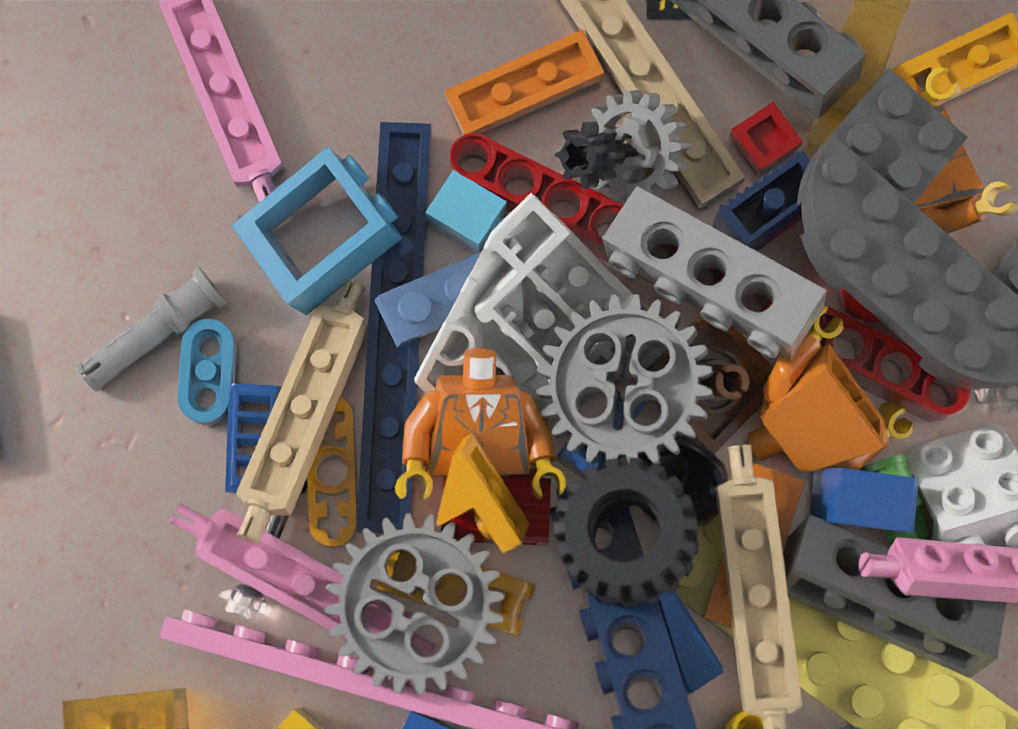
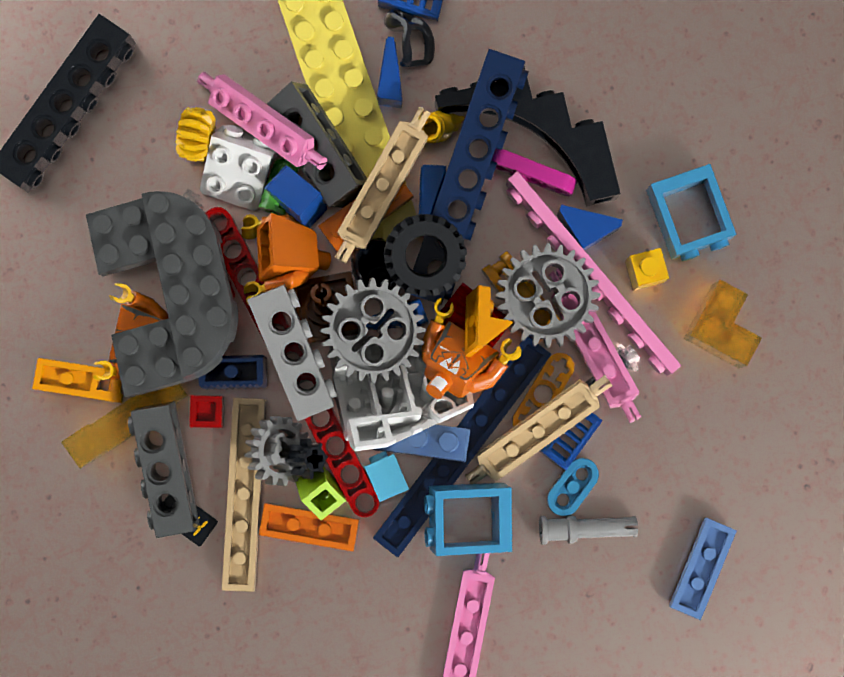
camera: 145 degrees left, 5 degrees up
(536, 128) = (321, 493): none -> lime brick

